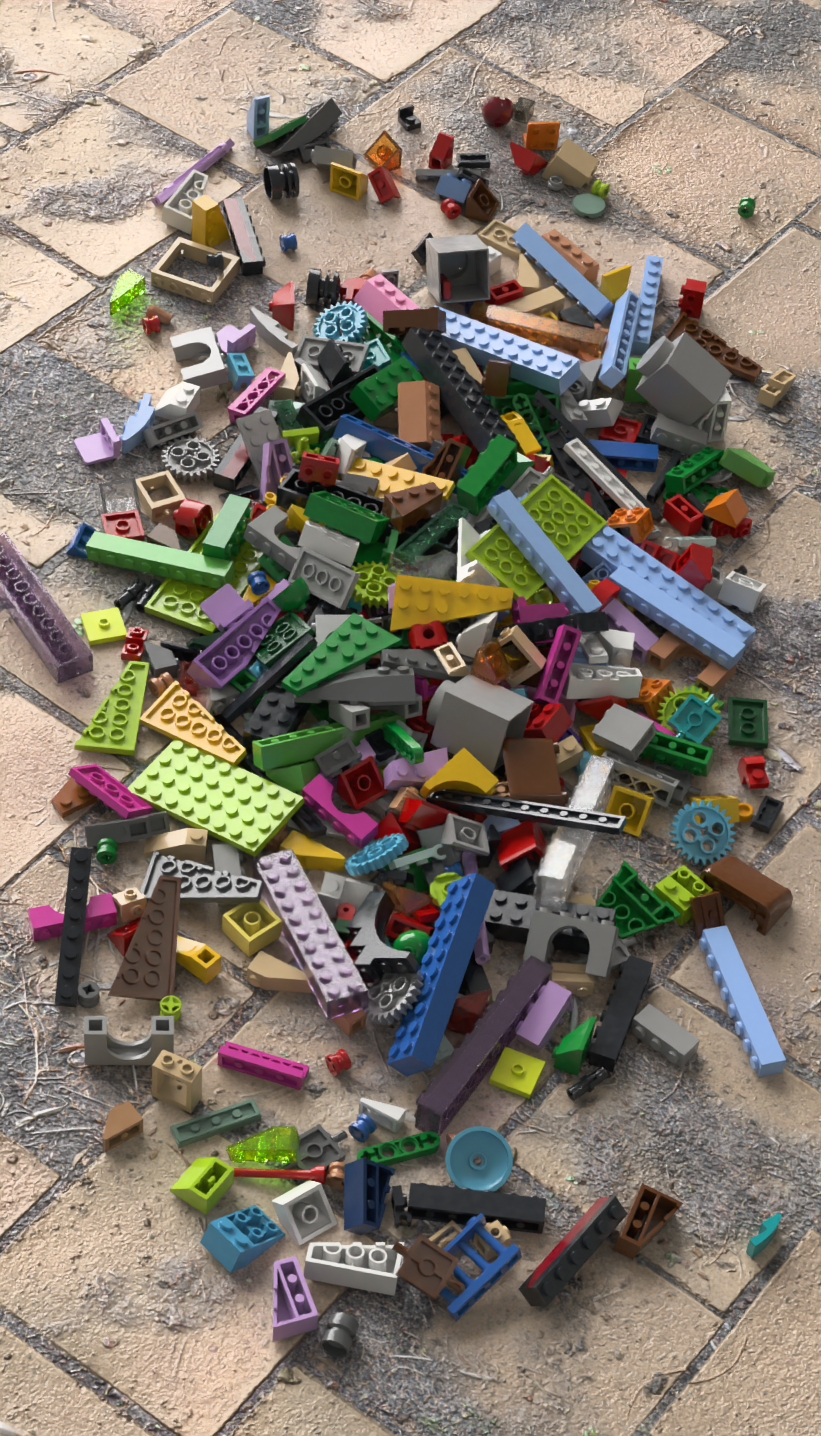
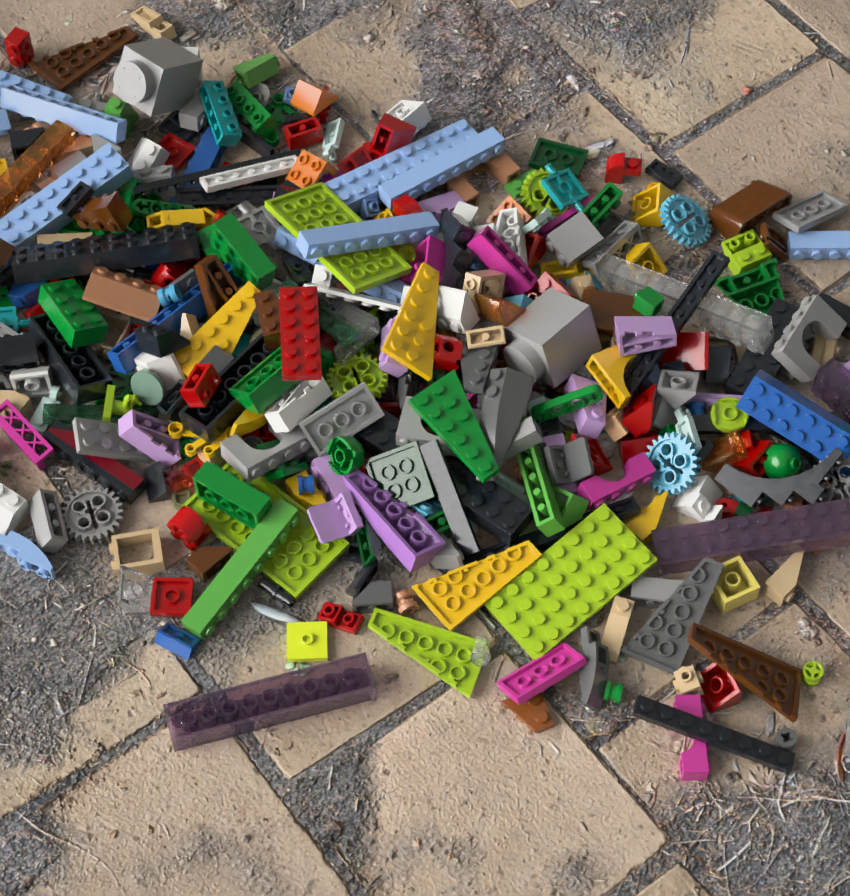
camera: 70 degrees left, 10 degrees up
(99, 446) = (42, 595): bracket -> none
(119, 740) = (480, 654): none -> clear cone
(130, 594) = (269, 608): black pin -> none
(187, 681) = (401, 576): clear red plate -> none
(198, 959) = (765, 634): yellow slope -> none
(368, 439) = (158, 340): none -> black slope
(392, 514) = (300, 333): none -> red plate
(426, 441) = (169, 295): none -> dark azure wheel
(477, 574) = (386, 292): white hinge -> none
(500, 778) = (644, 333): none -> lavender wedge
(507, 353) = (75, 199): none -> black plate
(549, 785) = (648, 301): none -> green brick
(643, 705) = (539, 221): none -> light aqua plate
(670, 443) = (220, 113): none -> teal brick
(764, 943) = (810, 211): none -> light grey plate

